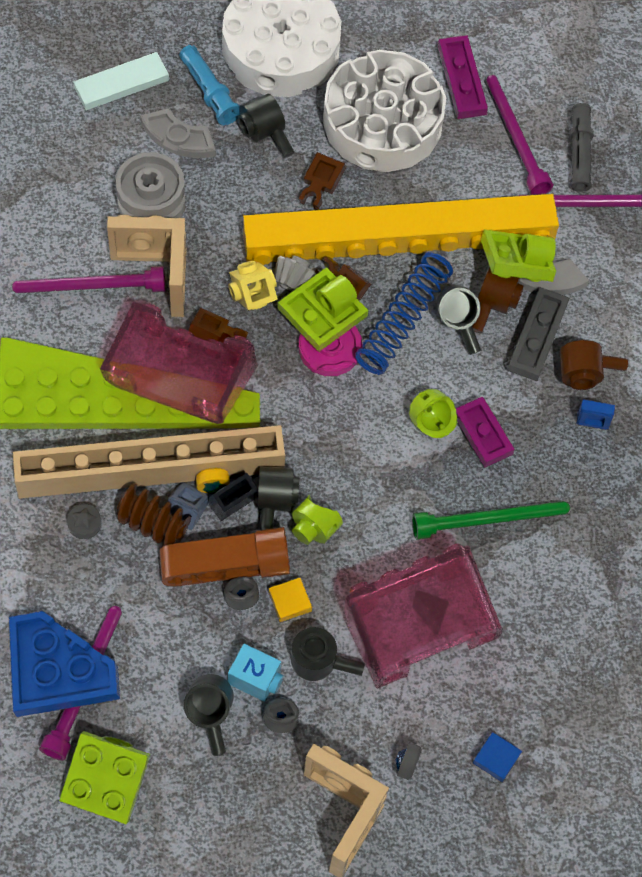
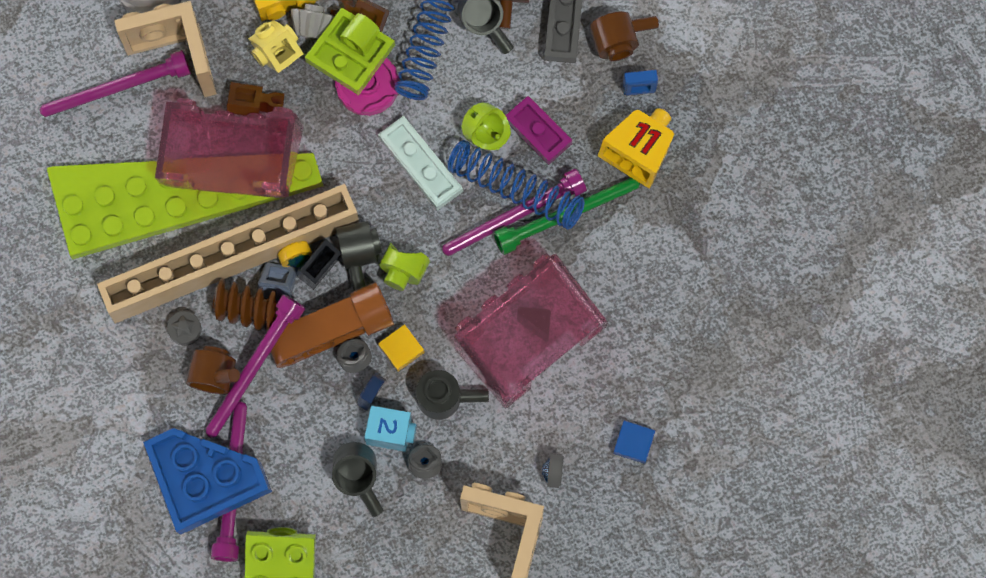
camera: 10 degrees left, 10 degrees up
(97, 567) = (212, 370): none -> reddish brown piece
(187, 531) = (287, 312): none -> magenta piece
(247, 632) = (370, 391): none -> dark blue tile
(360, 432) = (420, 163): none -> light aqua tile
(489, 511) = (567, 221): none -> blue piece
(500, 491) = (571, 182): none -> magenta piece
(578, 471) = (639, 145): none -> yellow torso

